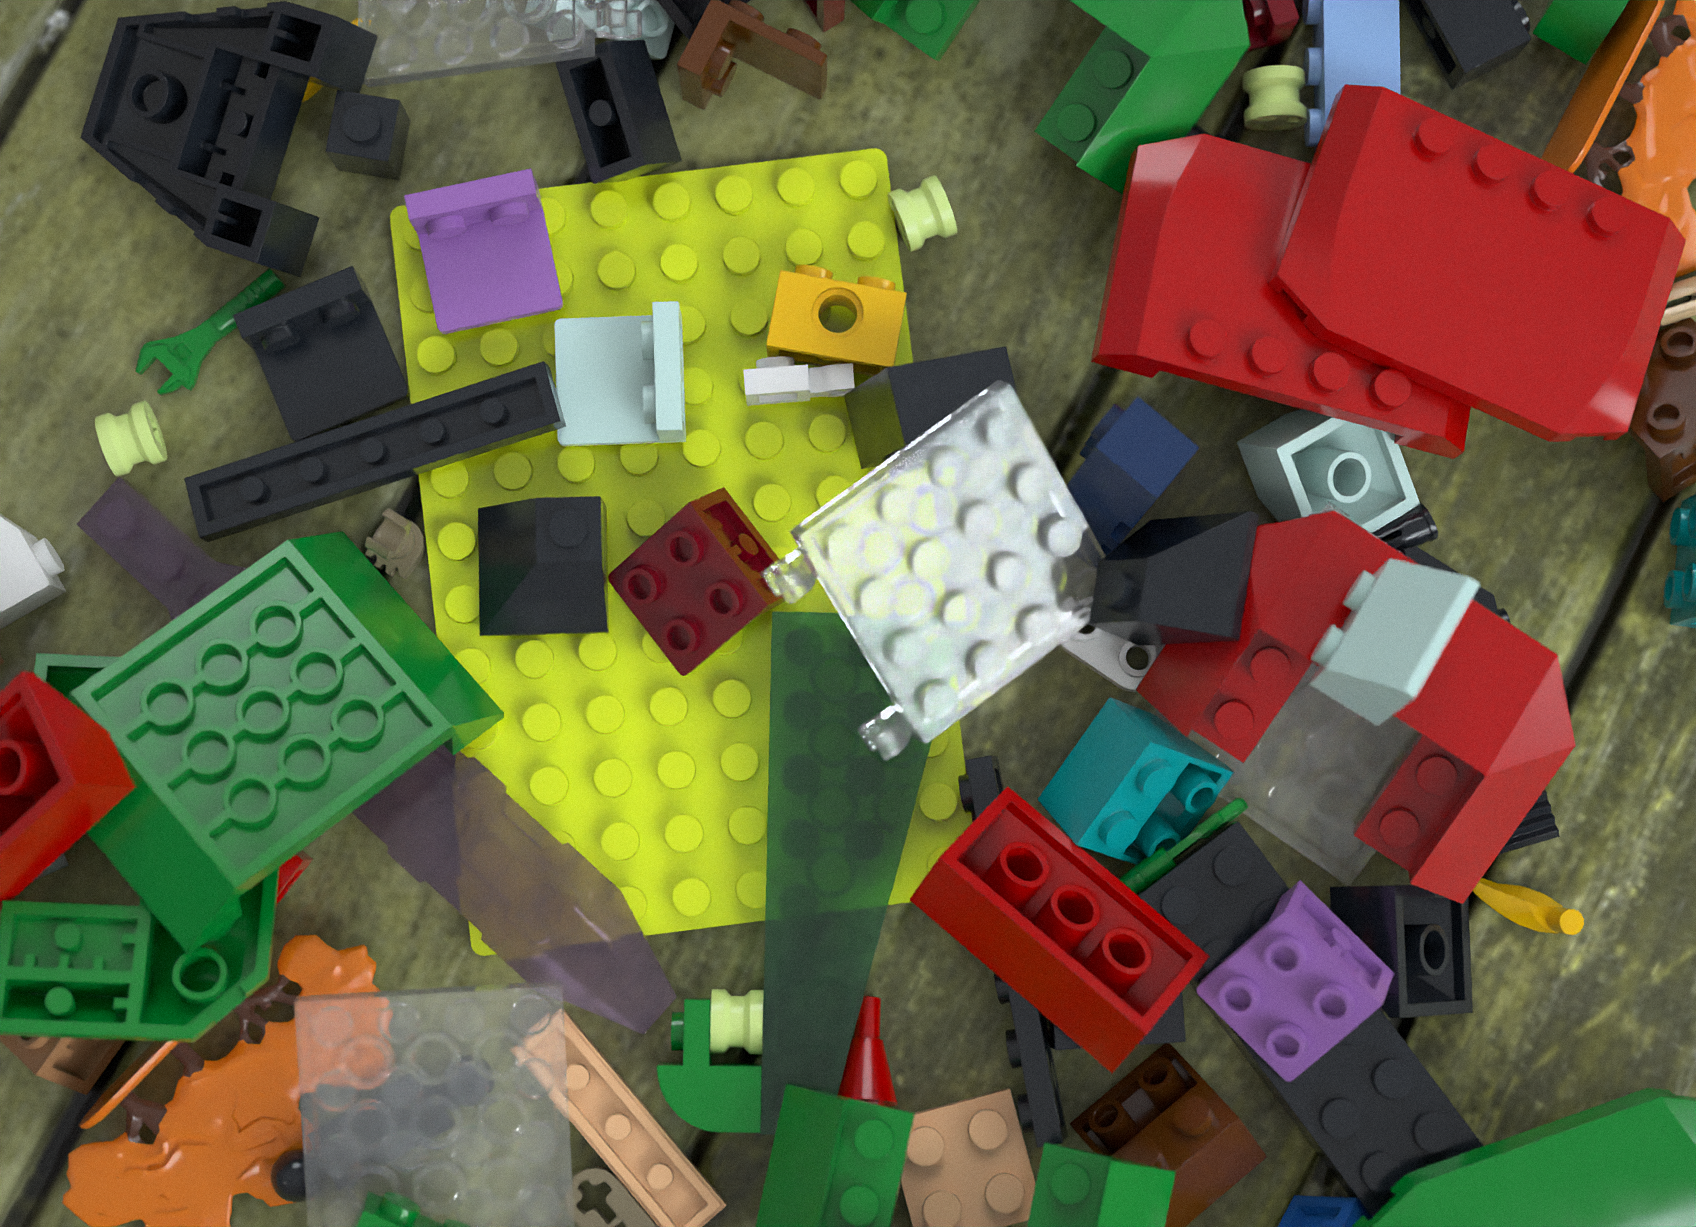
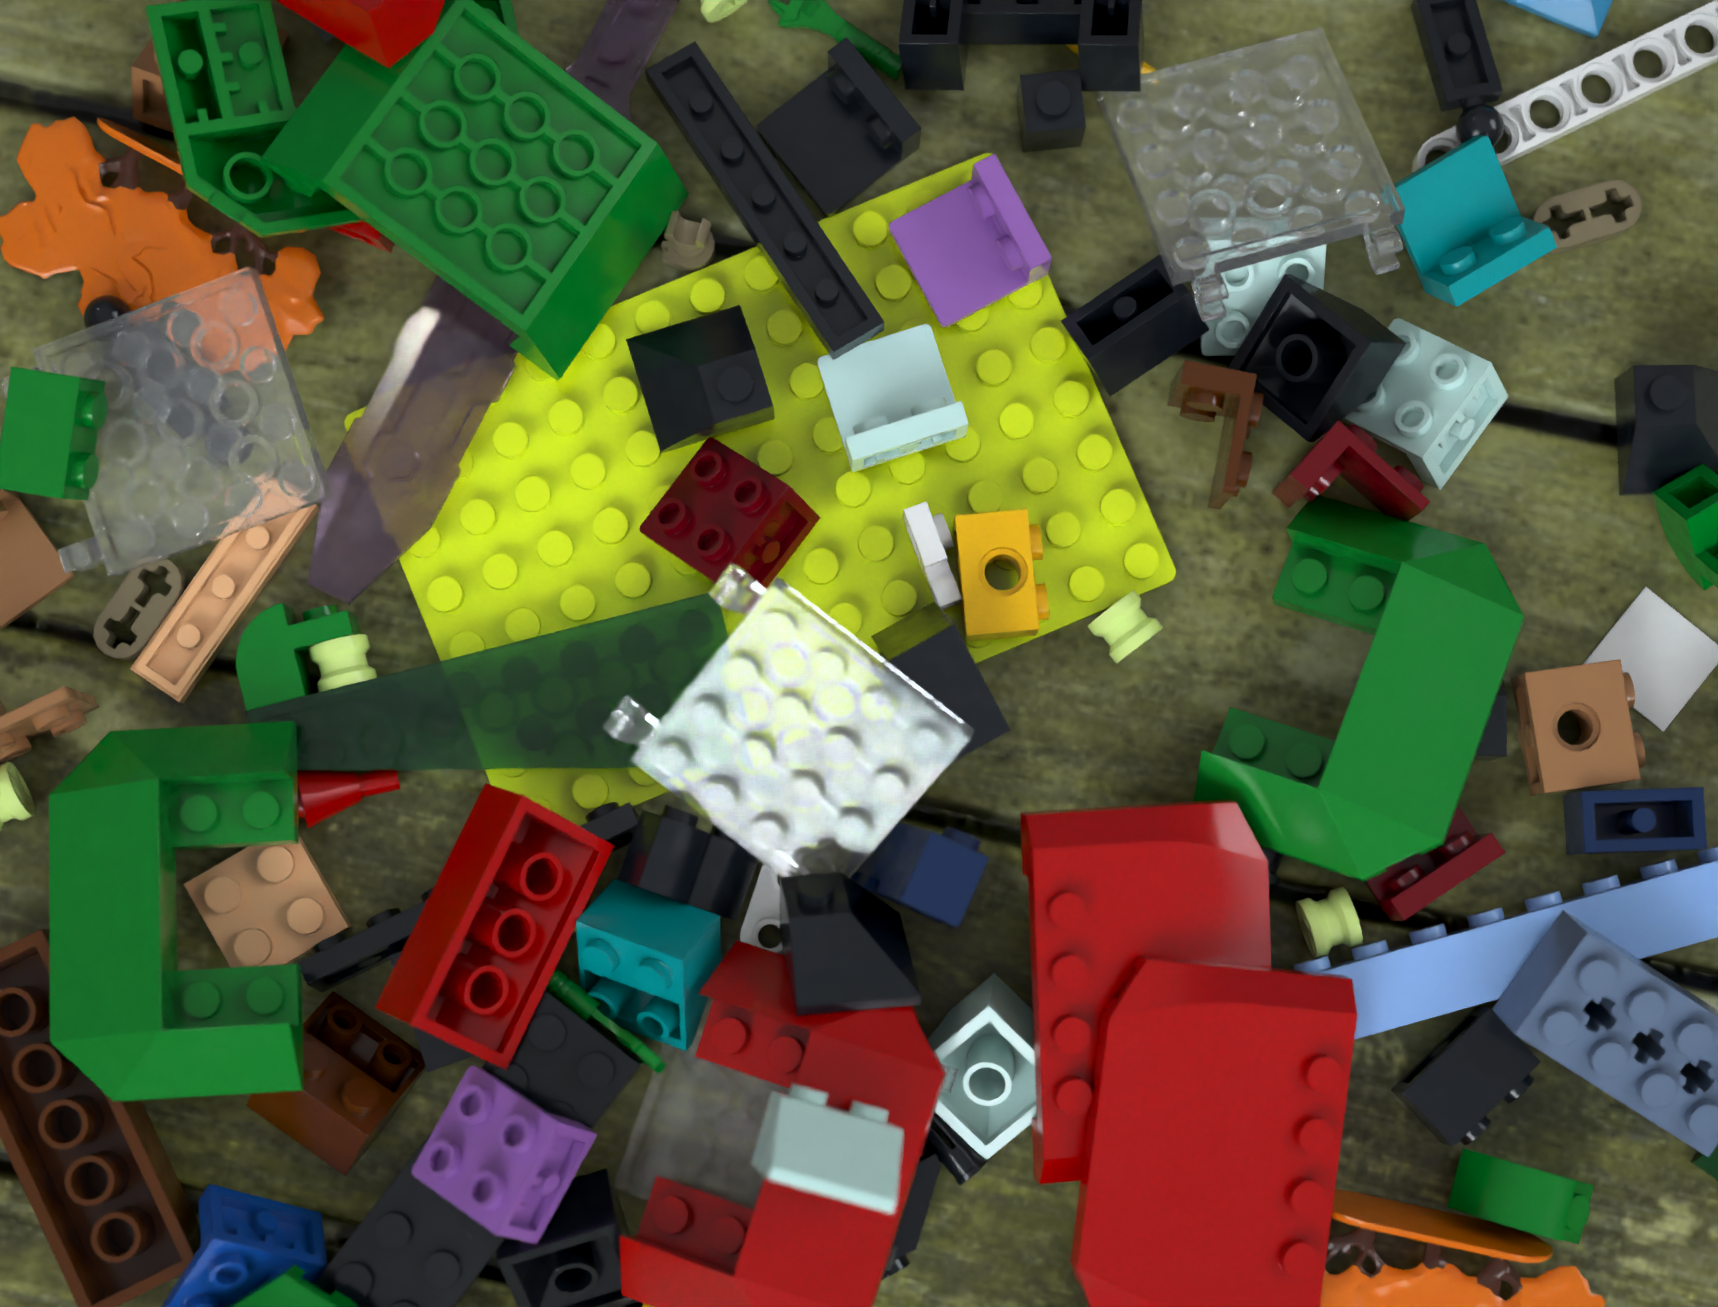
camera: 75 degrees right, 0 degrees up
(1044, 717) = (688, 863): none -> black brick

